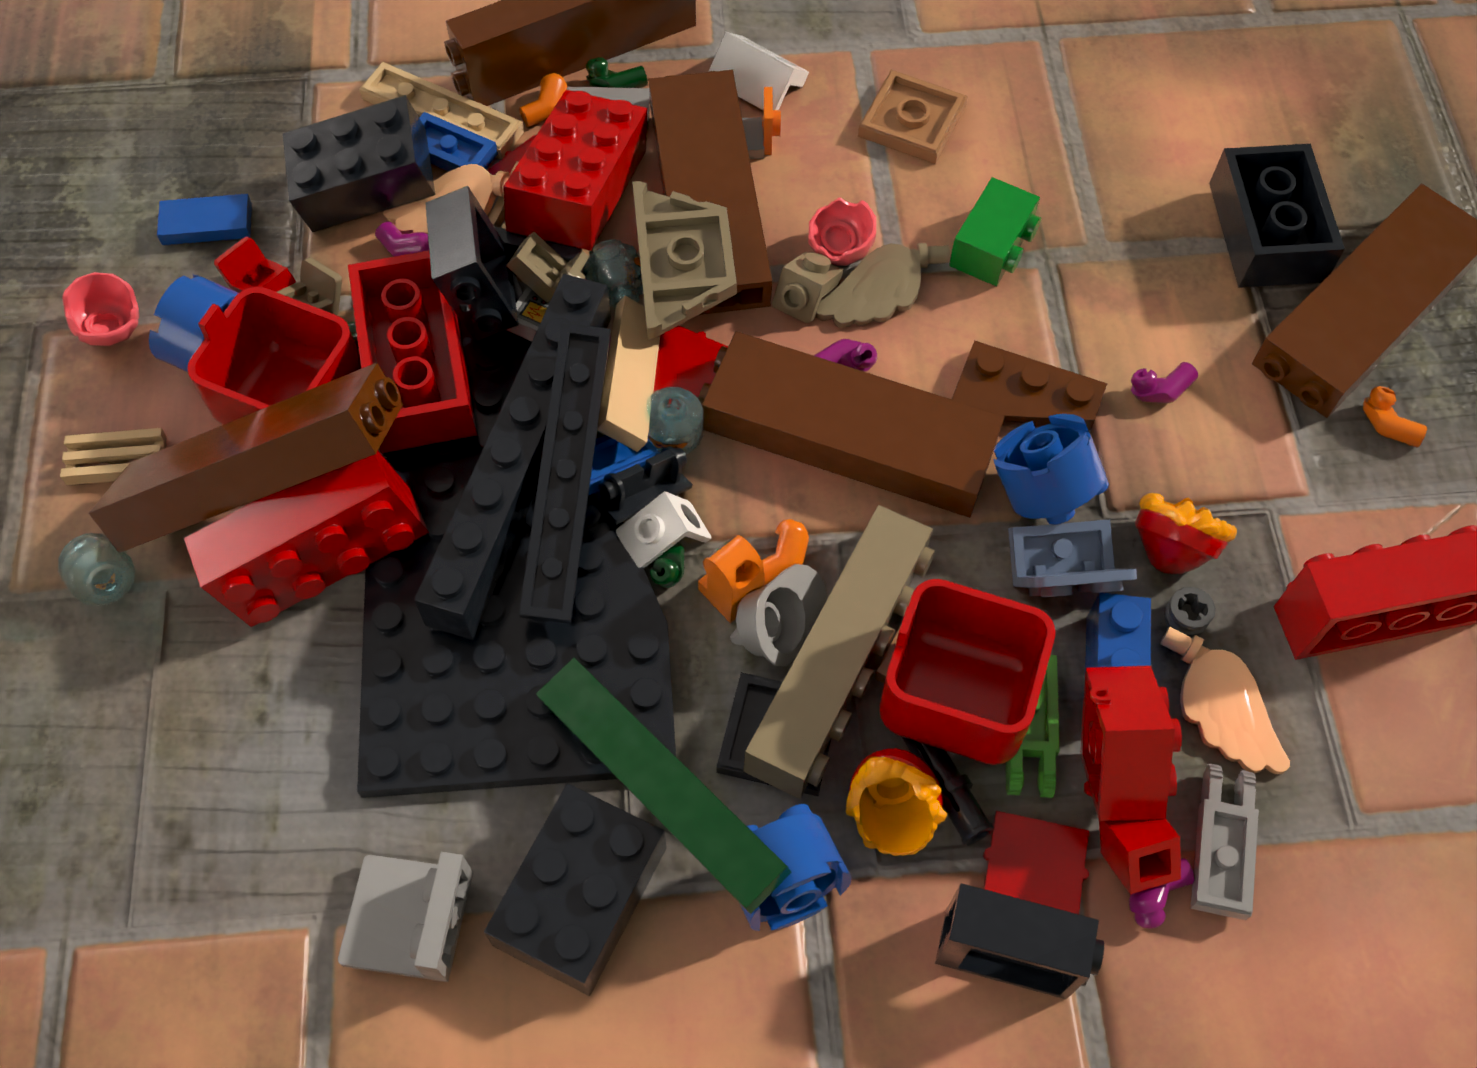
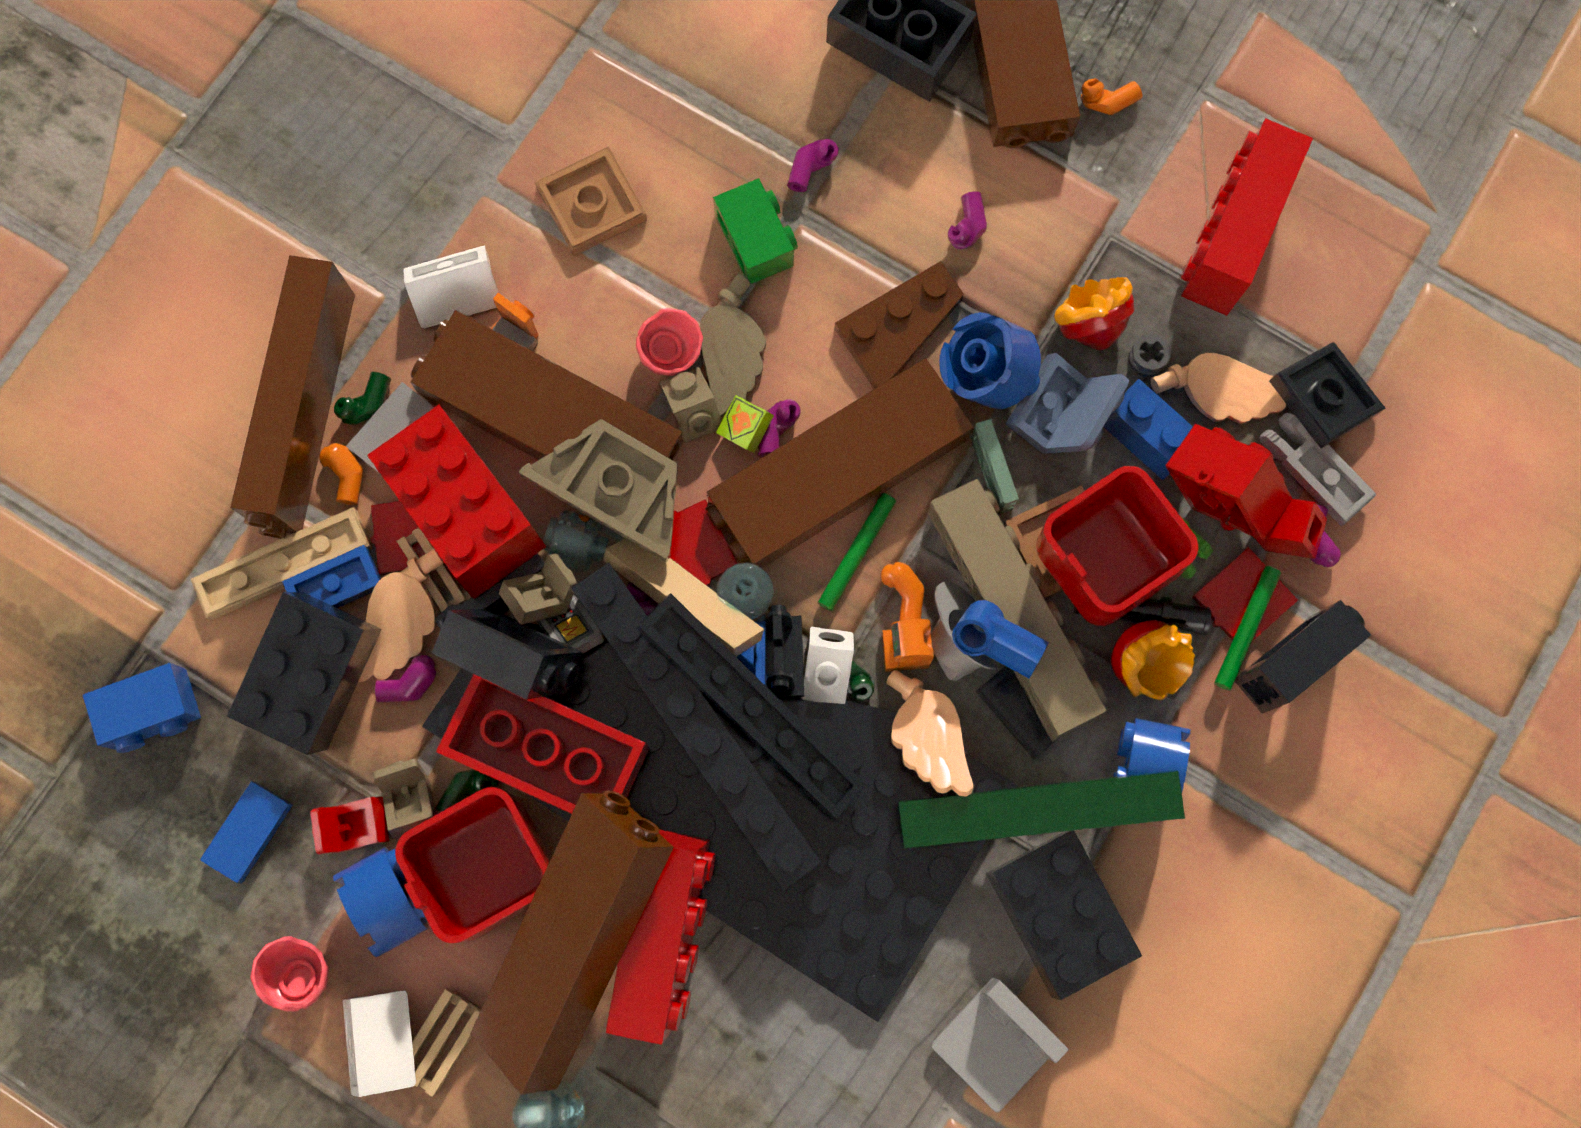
camera: 55 degrees left, 15 degrees up
(81, 406) = (379, 1043): none -> white panel
(256, 92) = (142, 707): none -> blue brick
(659, 648) = (930, 736): none -> light nougat animal
(787, 492) = (856, 552): none -> green bar
(792, 623) = (1000, 640): none -> blue piece
(823, 330) = (744, 424): none -> tile
(962, 540) = (994, 465): none -> sand green tile
(1011, 879) = (1247, 628): none -> green bar
(1095, 234) = (810, 159): none -> magenta arm
(1306, 797) = (1327, 394): none -> black tile

